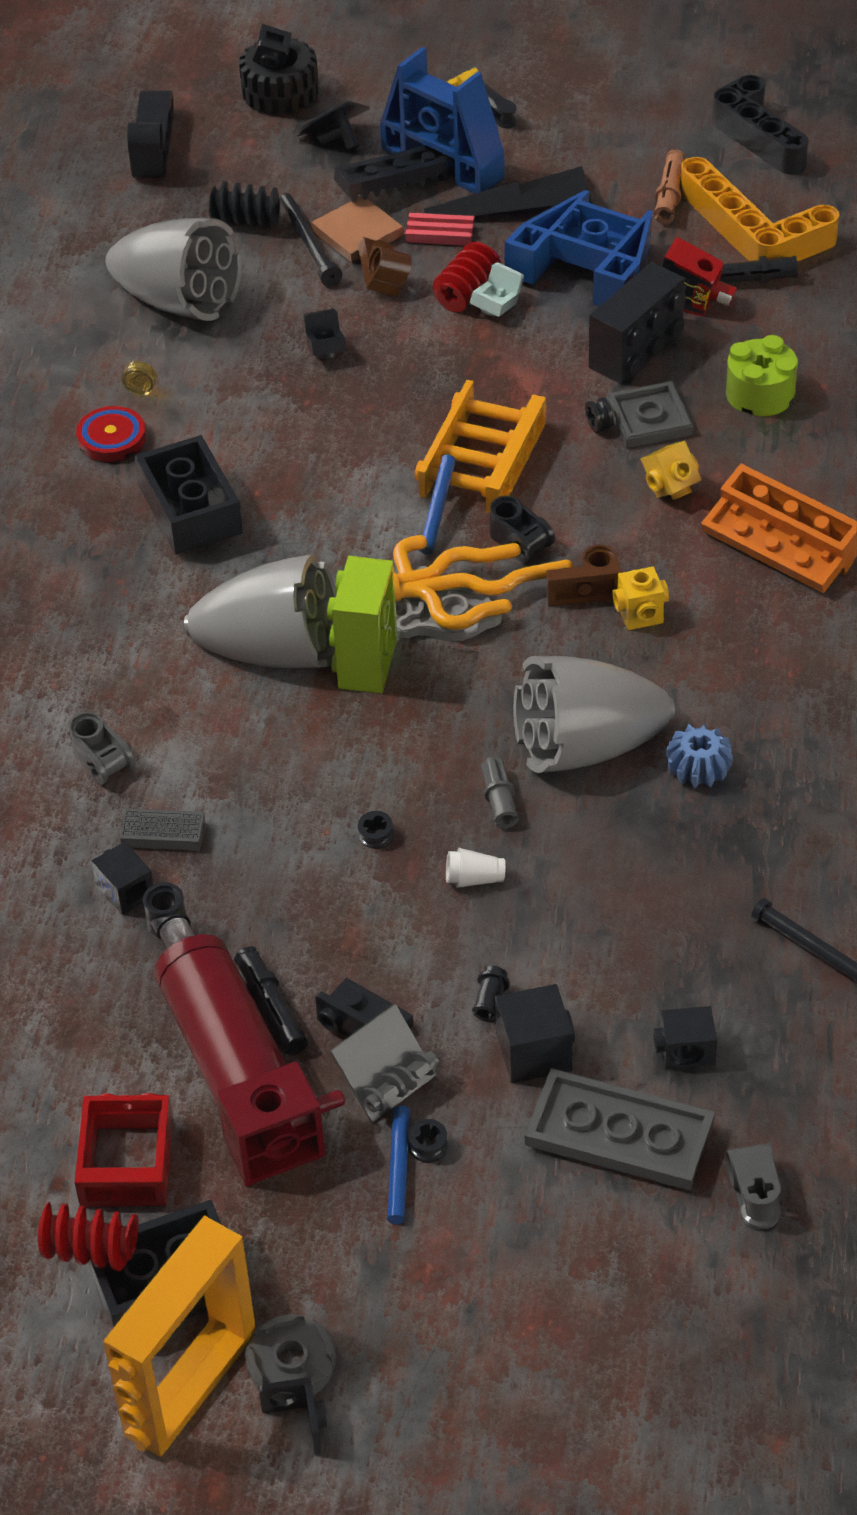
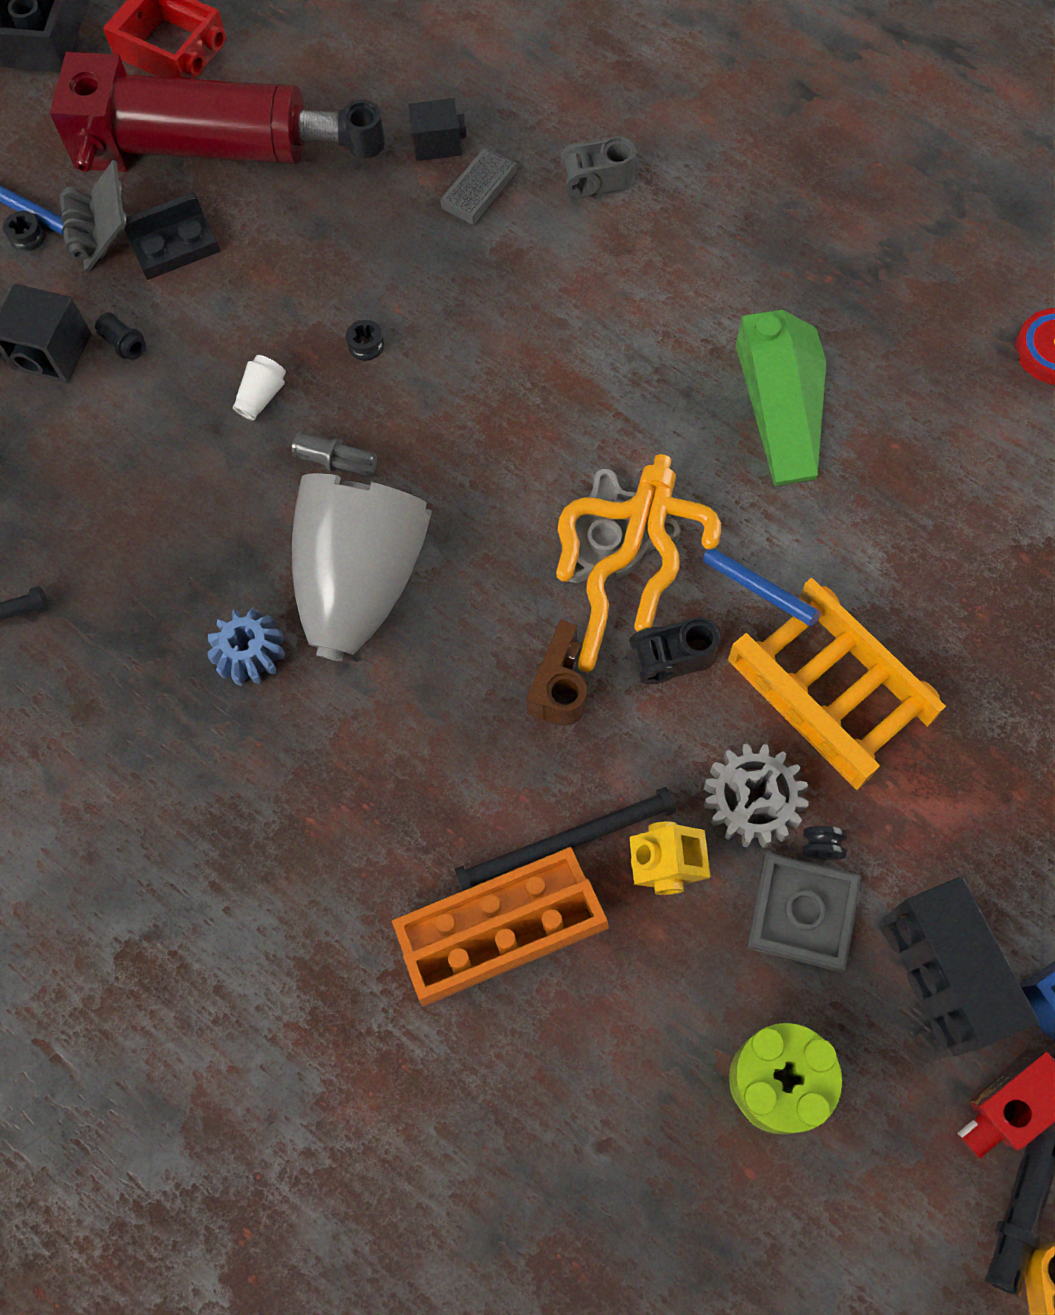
camera: 120 degrees right, 20 degrees up
(188, 494) = (903, 355): black brick -> none
(238, 556) = (786, 388): none -> bright green wedge
(264, 988) = (236, 182): black pin -> none
(269, 615) = (678, 325): light grey cylinder -> none
(363, 624) = (585, 397): lime brick -> none
(593, 454) = (769, 806): none -> light grey gear
(640, 598) = (494, 724): yellow brick -> none
(762, 569) = (573, 837): none -> black bar

